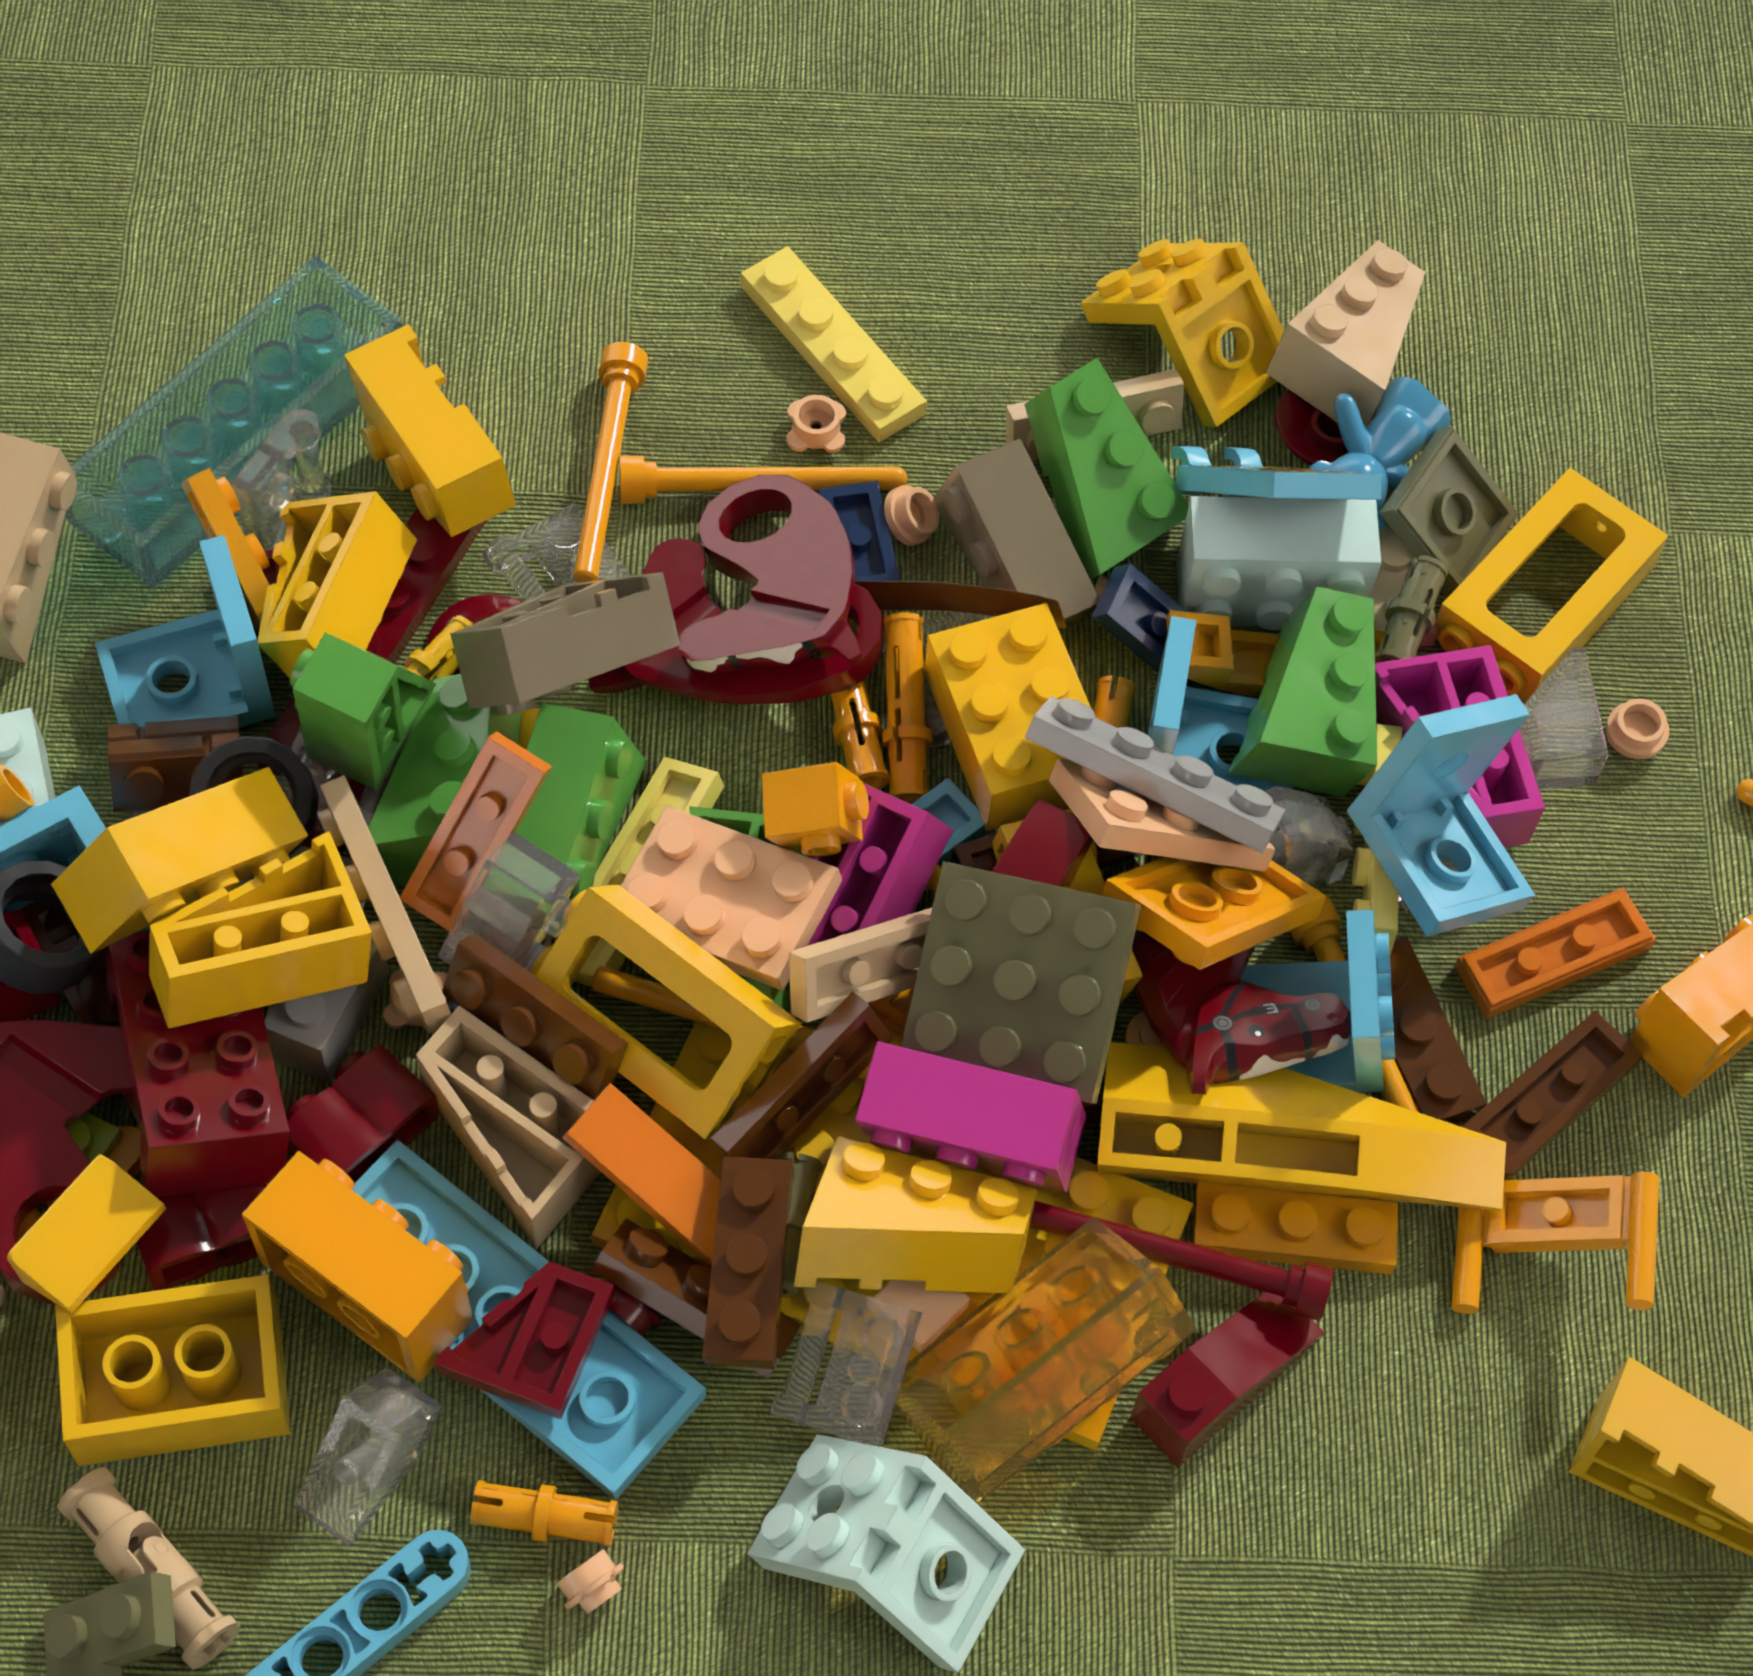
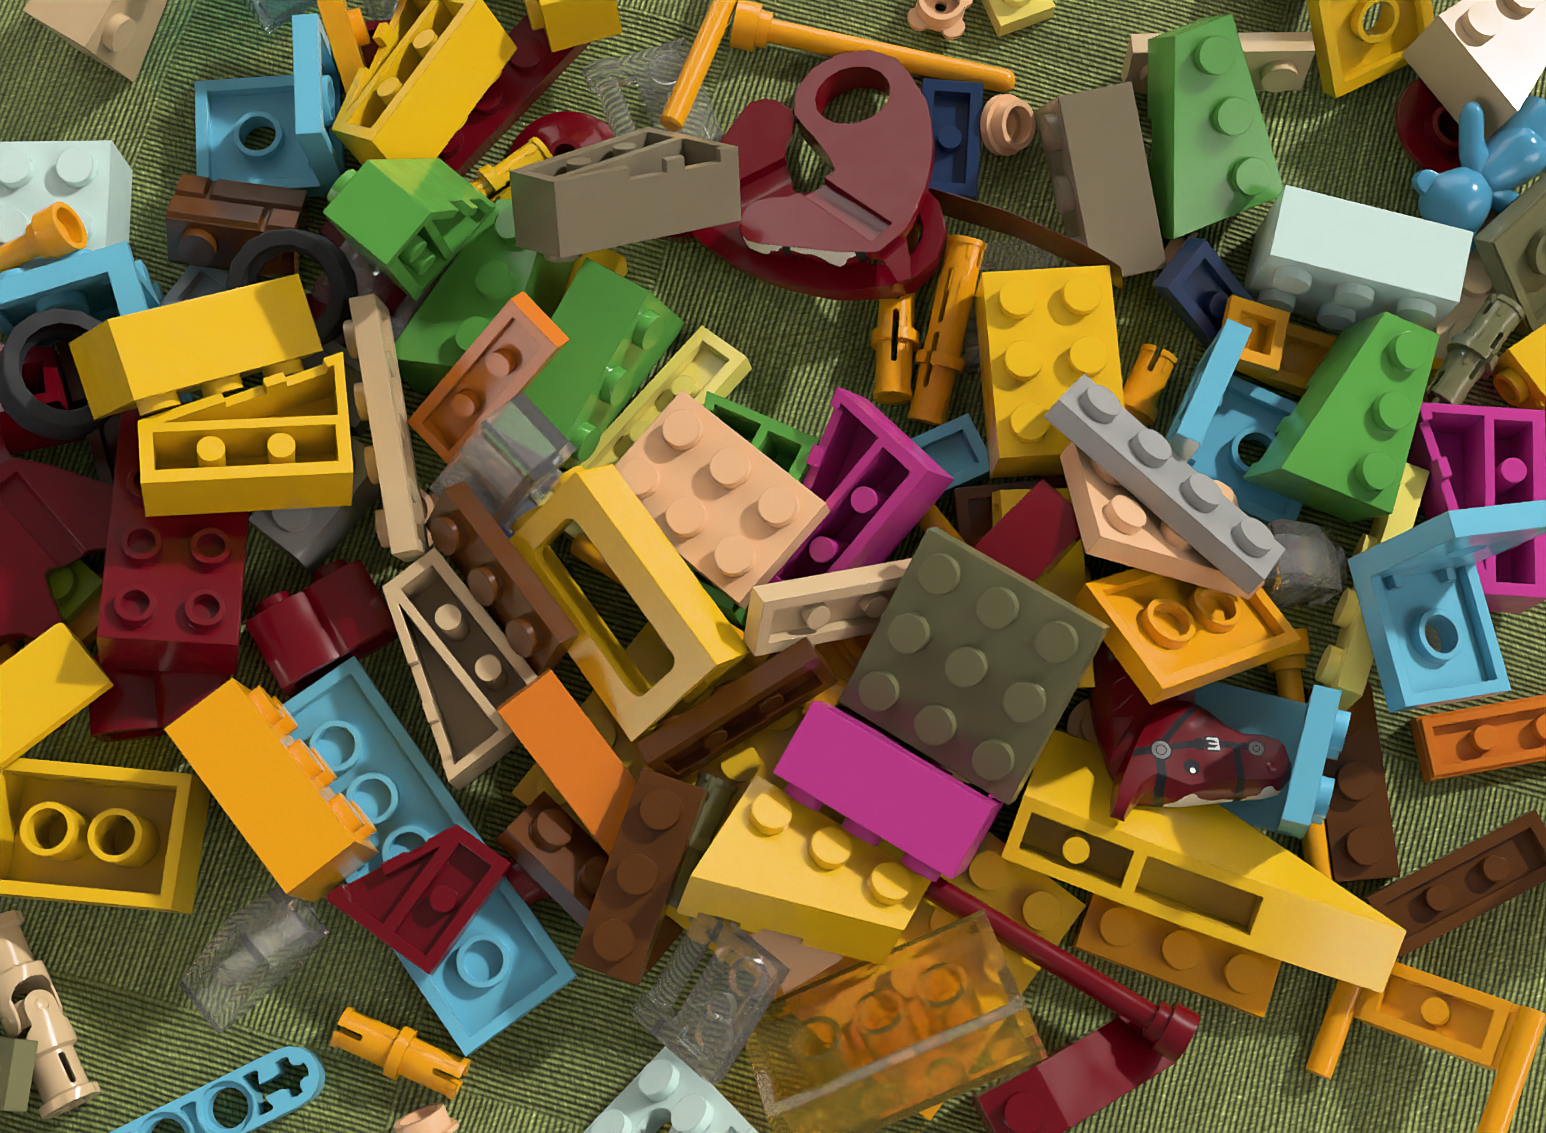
camera: 15 degrees right, 15 degrees up
(814, 808) = (817, 438): light orange brick -> none
(1251, 478) = (1372, 186): medium azure tile -> none

